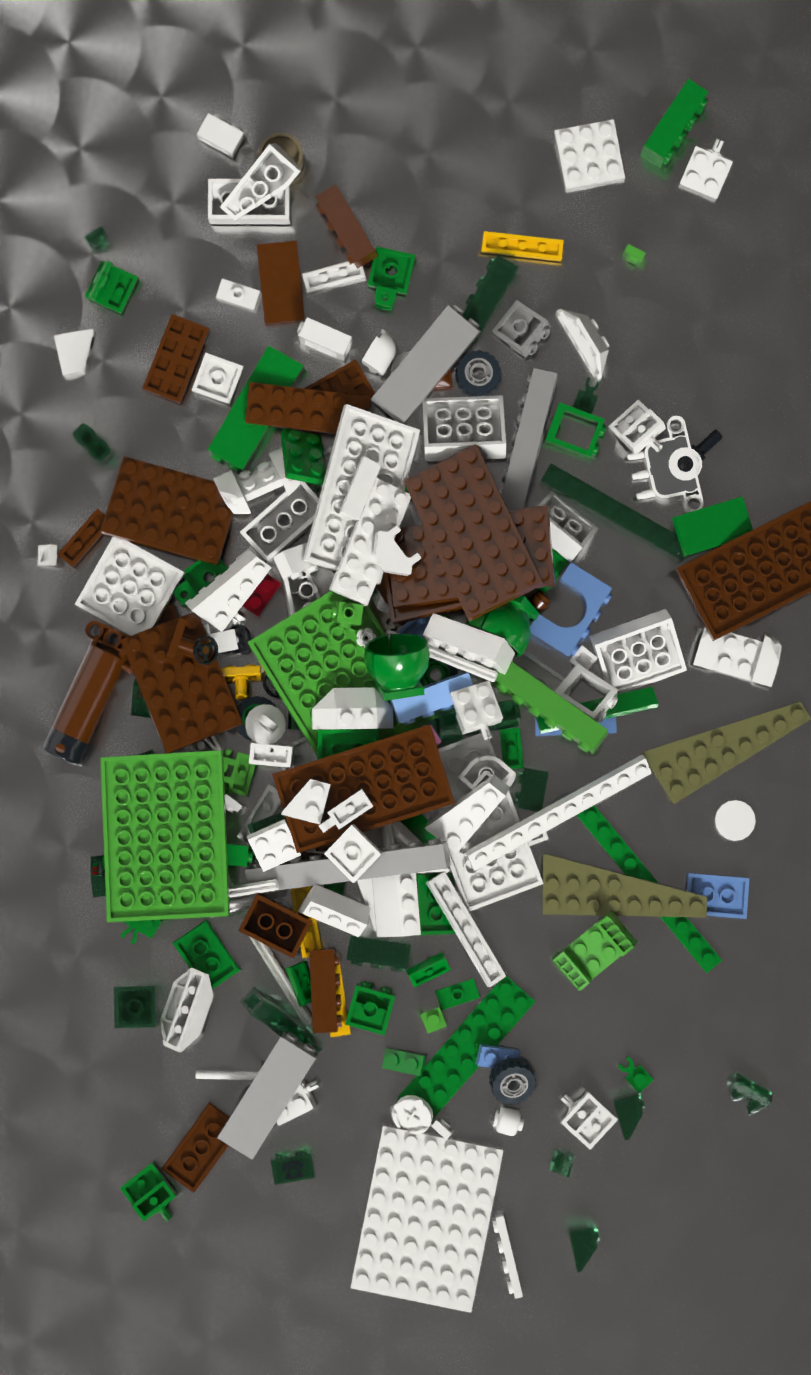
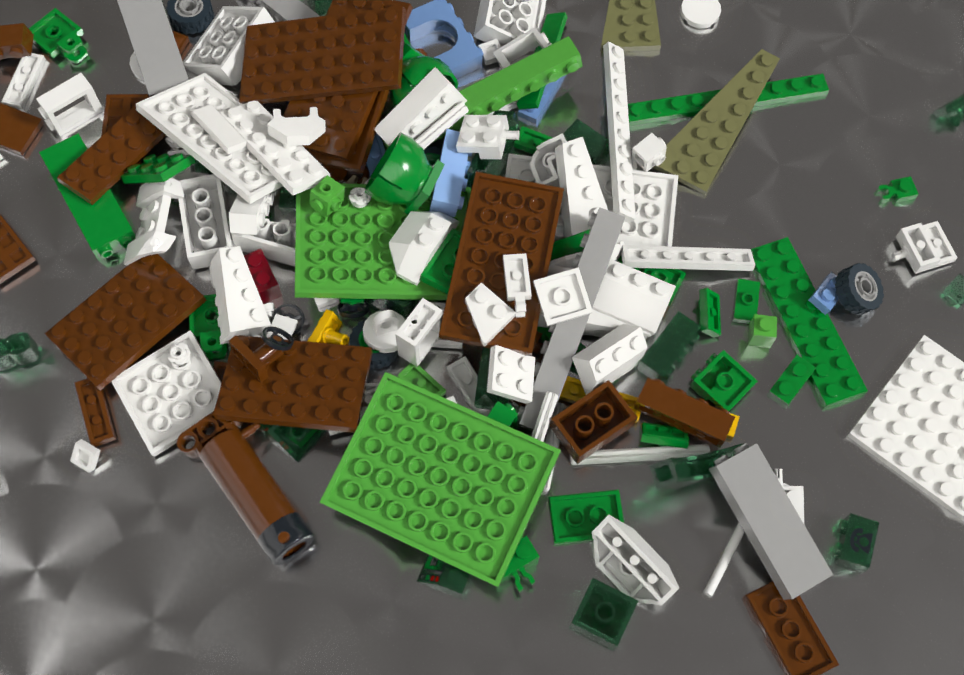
camera: 60 degrees left, 20 degrees down
(159, 582) = (183, 357): none -> white plate
(217, 378) = (37, 215): white plate -> none
(380, 353) = (116, 69): white brick -> none
(412, 1114) = (851, 397): white tile -> none
(442, 1128) = (877, 378): white plate -> none
(508, 1121) = (897, 314): white head -> none
(547, 851) = (649, 152): none -> white brick
(595, 950) = (764, 163): bright green plate -> none
(628, 1112) = (933, 207): clear green slope -> none
(725, 894) = (763, 37): medium blue plate -> none

